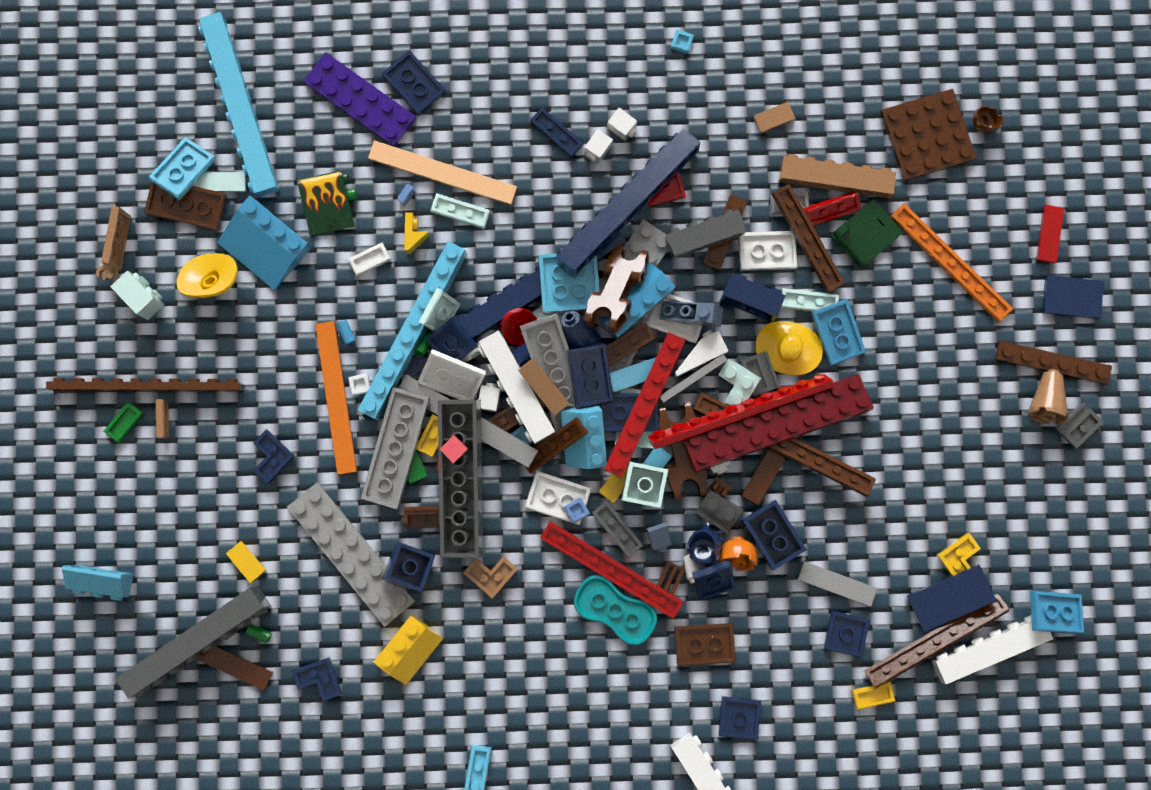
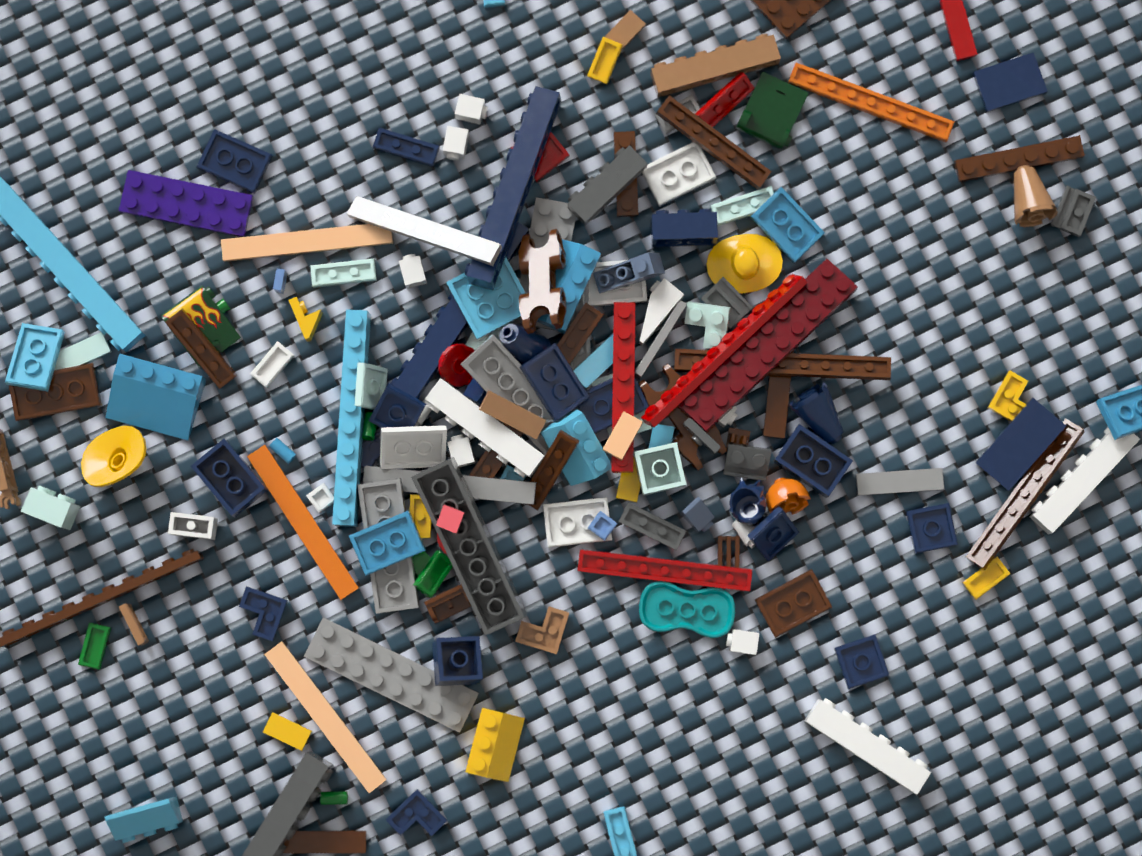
camera: 20 degrees left, 0 degrees up
(245, 361) = (192, 526): none -> white brick
(282, 564) = (325, 717): none -> light nougat tile
(292, 335) = (229, 478): none -> dark blue brick
(317, 220) = (201, 348): none -> reddish brown tile
(395, 445) = (387, 543): none -> dark azure tile
(421, 487) = (433, 574): none -> green tile
(516, 234) = (412, 271): none -> white brick
(540, 205) = (425, 230): none -> tile
(626, 444) = (622, 435): none -> light nougat tile
(649, 657) = (743, 641): none -> white brick
(689, 473) = (700, 437): none -> dark grey plate
(749, 133) = (605, 60): none -> yellow tile
(796, 497) = (819, 412): none -> dark blue cone

